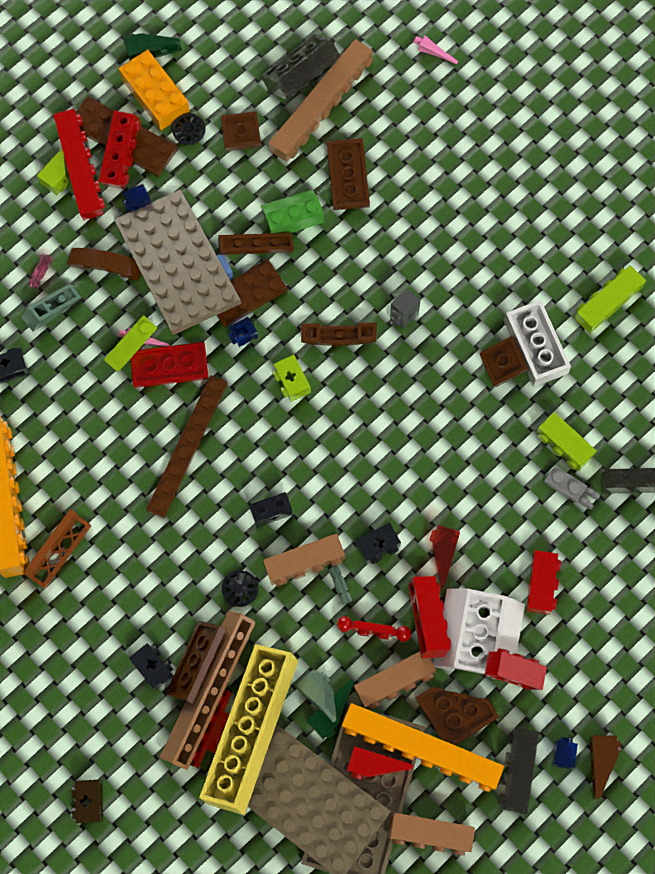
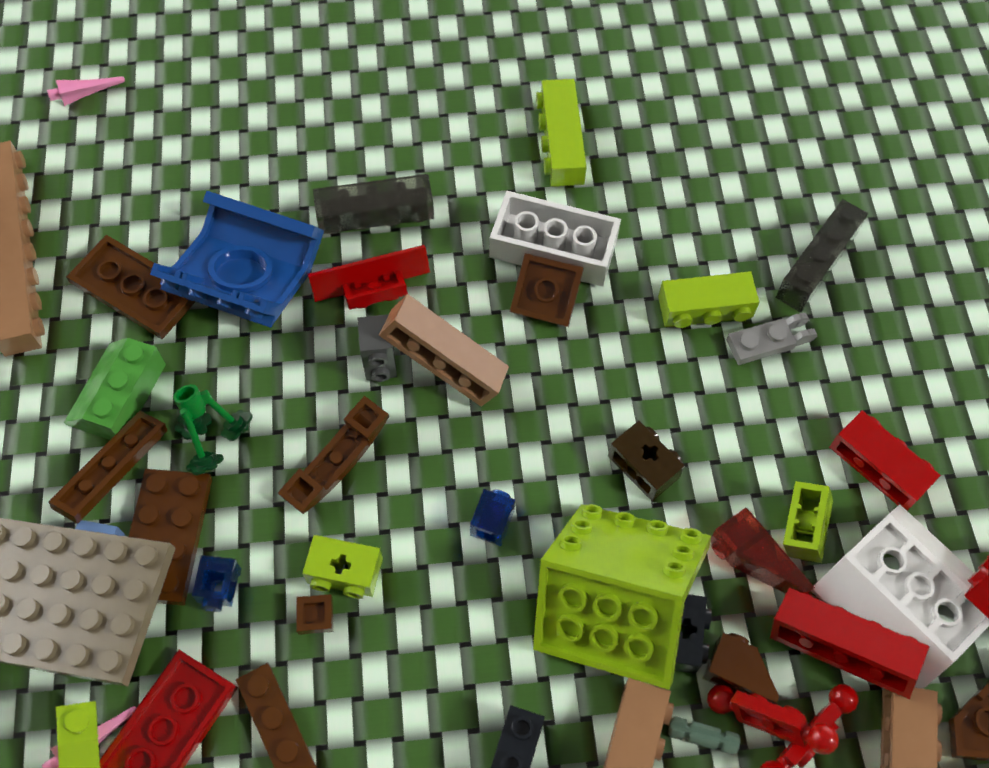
camera: 55 degrees left, 10 degrees down
(262, 384) = (314, 614): none -> reddish brown plate
(306, 258) = (194, 422): none -> plant
(366, 424) = (492, 516): none -> clear blue brick
(366, 598) = (776, 720): none -> red plate
(372, 495) = (617, 593): none -> lime bracket
(381, 579) = (739, 667): none -> reddish brown slope
(401, 211) = (243, 261): none -> blue panel
(425, 339) = (444, 350): none -> medium nougat brick
(441, 276) = (371, 279): none -> red bracket
(446, 482) = (658, 470): none -> dark brown brick
(477, 565) = (808, 521): none -> lime brick
(485, 243) = (373, 204): none -> clear smoke brick

